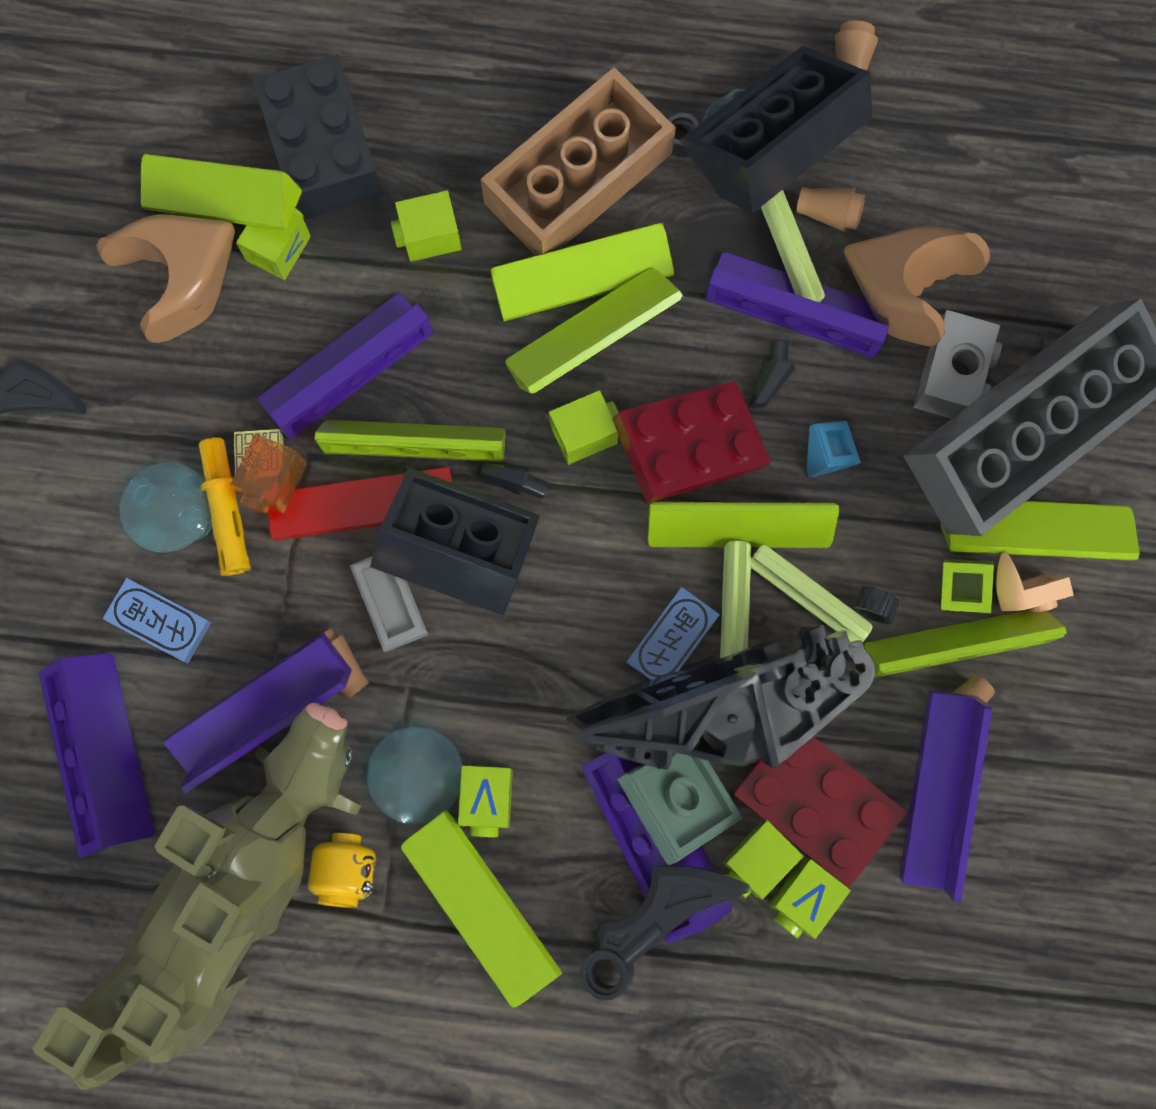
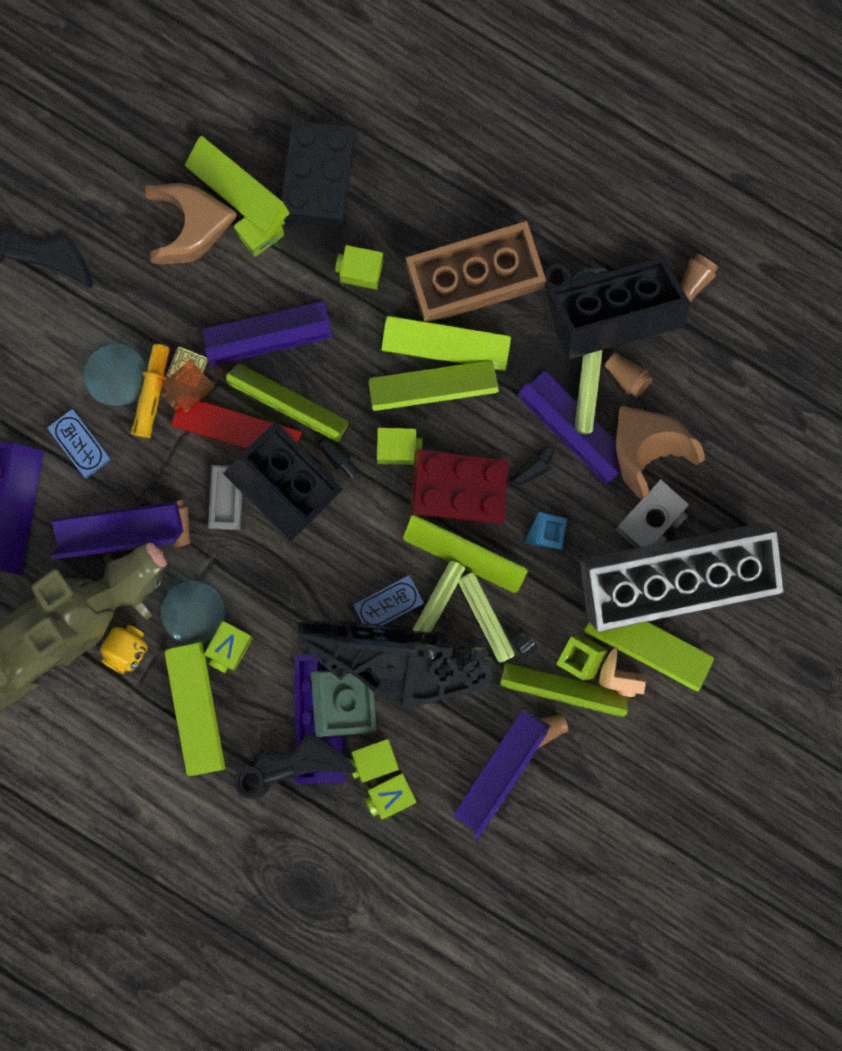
camera: 25 degrees right, 5 degrees up
(822, 808) = (428, 748): dark red plate -> none

